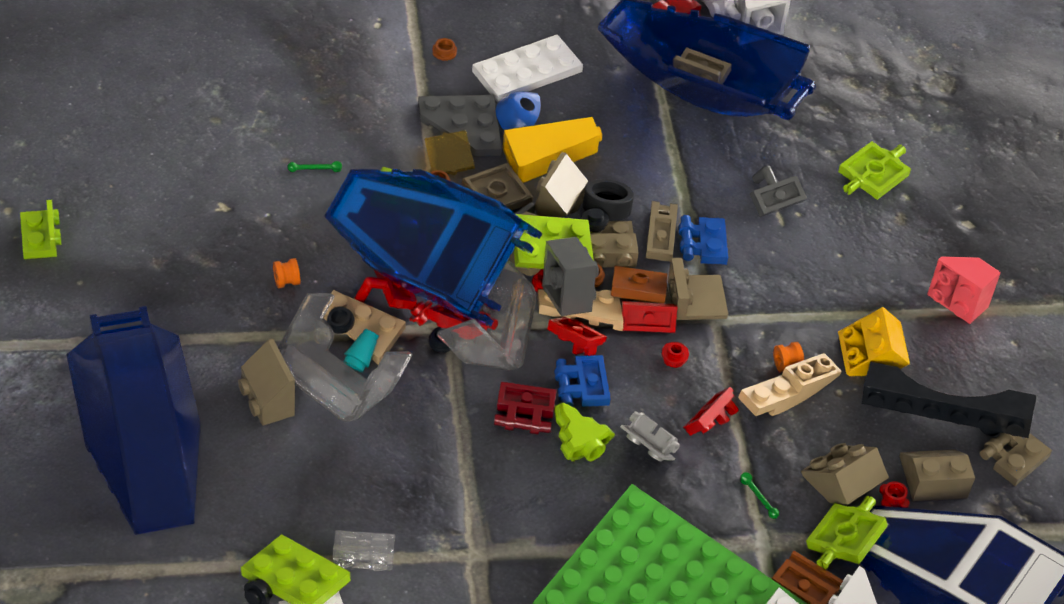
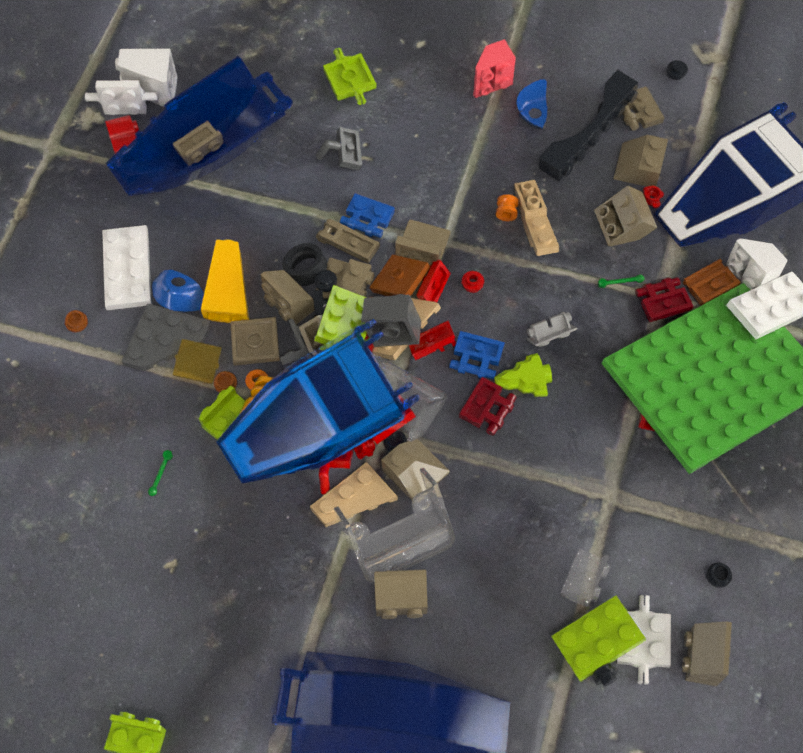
camera: 60 degrees left, 15 degrees up
(286, 273) = (277, 537): orange wheel -> none
(340, 320) = (352, 510): black plate -> none
(361, 351) = (389, 507): teal cone -> none
(428, 364) = (404, 463): none -> dark tan slope
(713, 409) = (539, 280): red plate -> none
(751, 545) = (666, 304): none -> dark red plate
(847, 533) = (681, 239): lime plate -> none
(873, 339) = (517, 150): yellow slope -> none
(953, 337) = (533, 97): none -> blue piece

